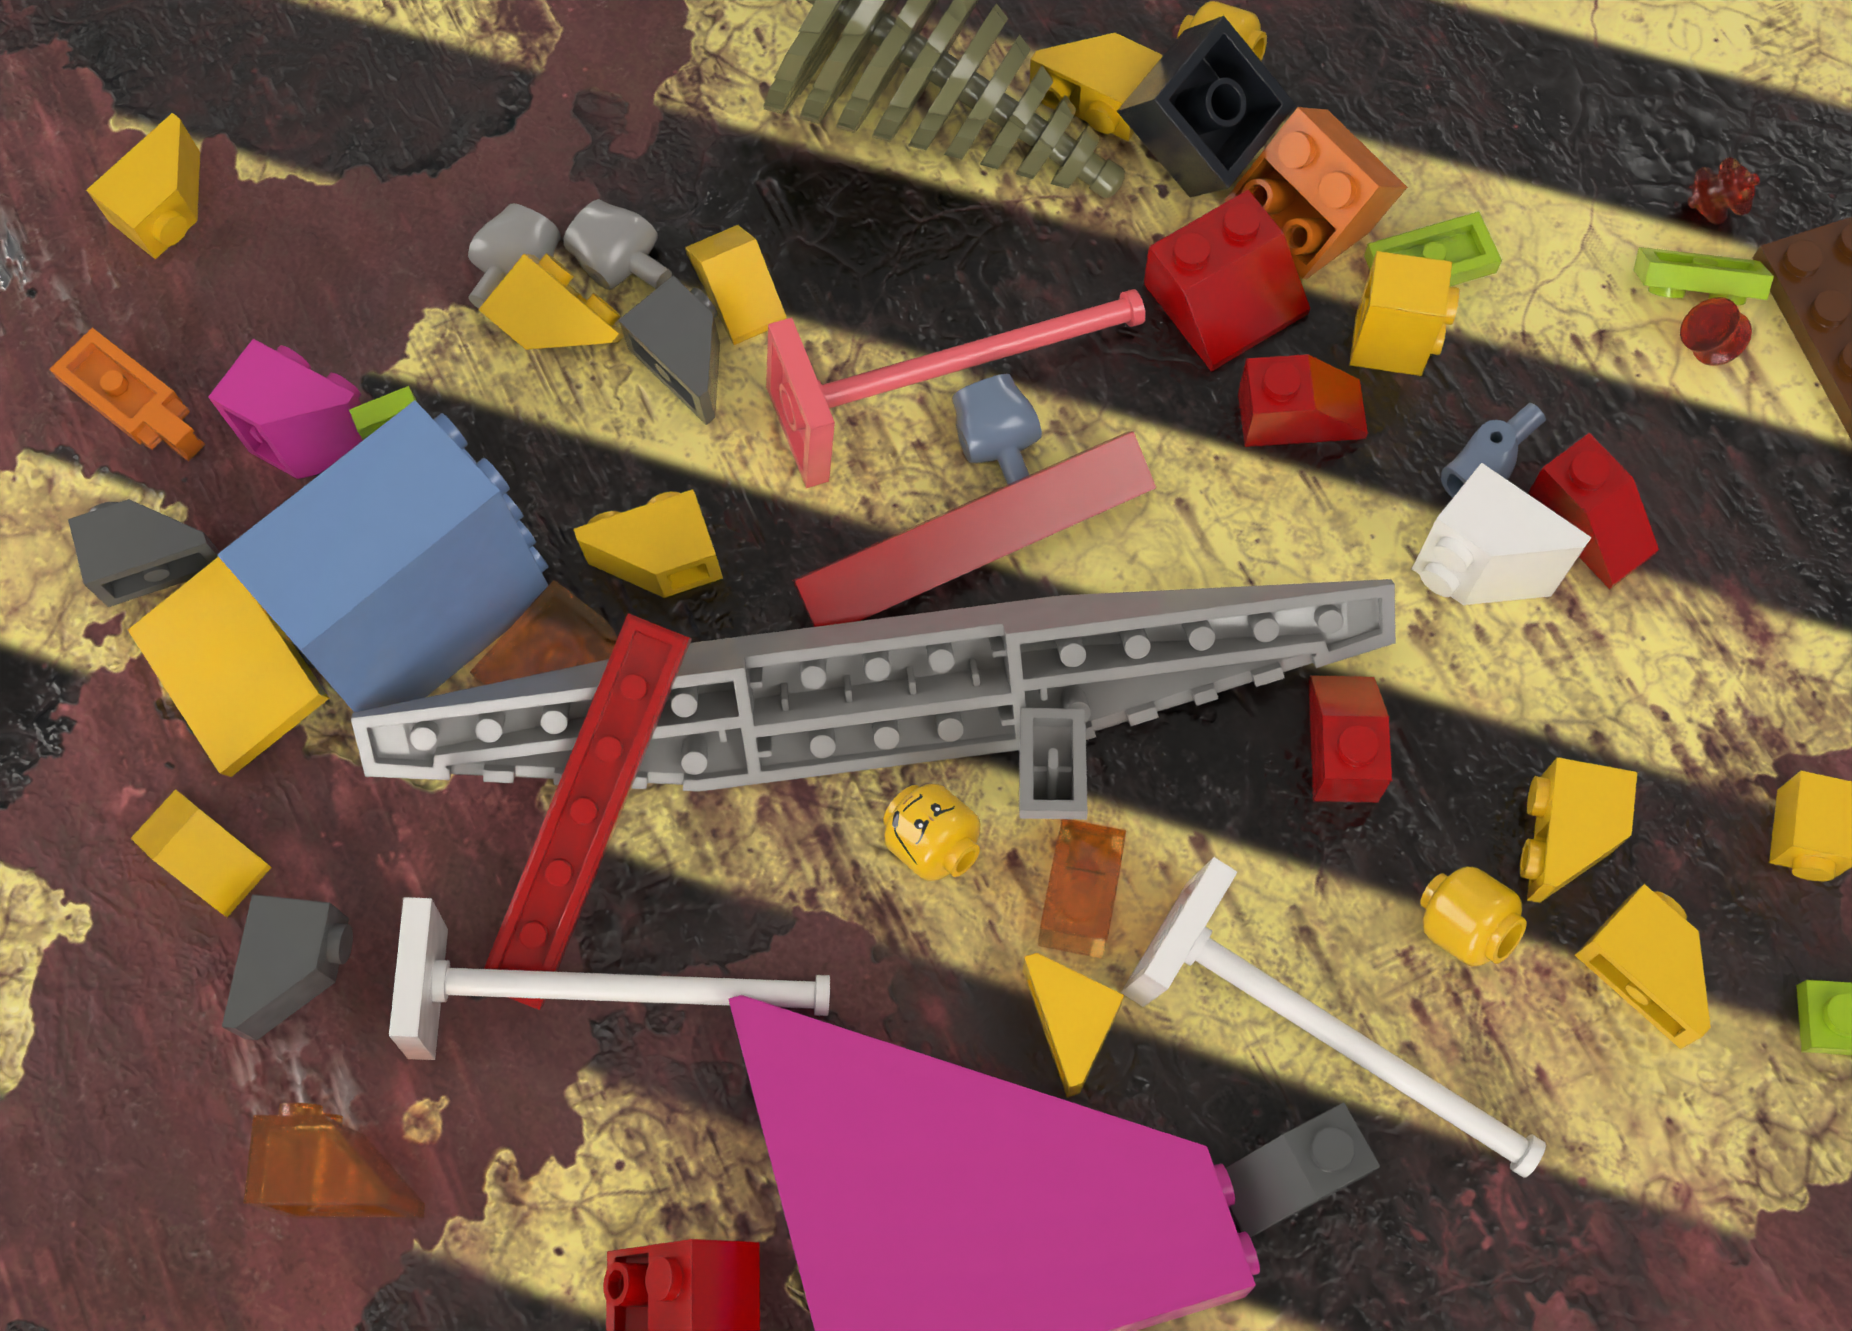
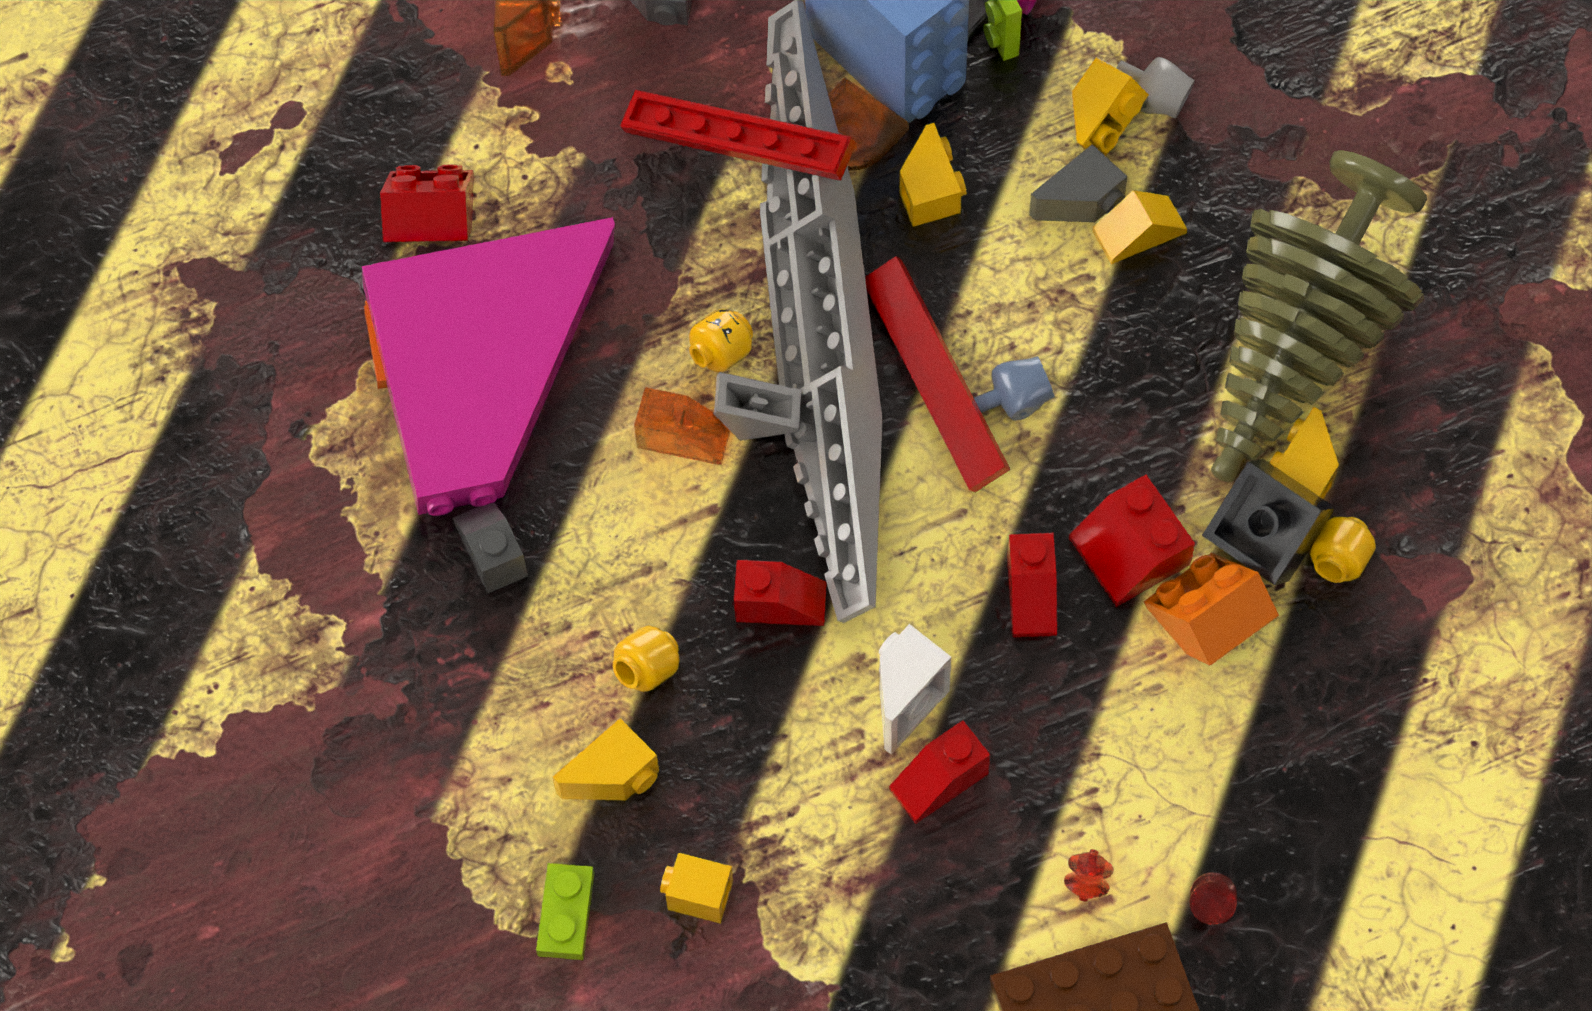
camera: 90 degrees right, 5 degrees down
(426, 980) = (634, 55): white tile -> none
(614, 245) = (1164, 148): light grey piece -> none
(805, 403) = (1027, 256): coral tile -> none
(1073, 1015) = (592, 418): yellow slope -> none
(1187, 939) = (637, 473): white tile -> none
(1403, 313) = (1092, 642): yellow brick -> none
(1458, 240) = (1155, 686): lime plate -> none
(1494, 446) = (982, 702): sand blue piece -> none
(1580, 820) = (705, 731): yellow slope -> none
(1674, 272) = (1140, 873): lime plate -> none

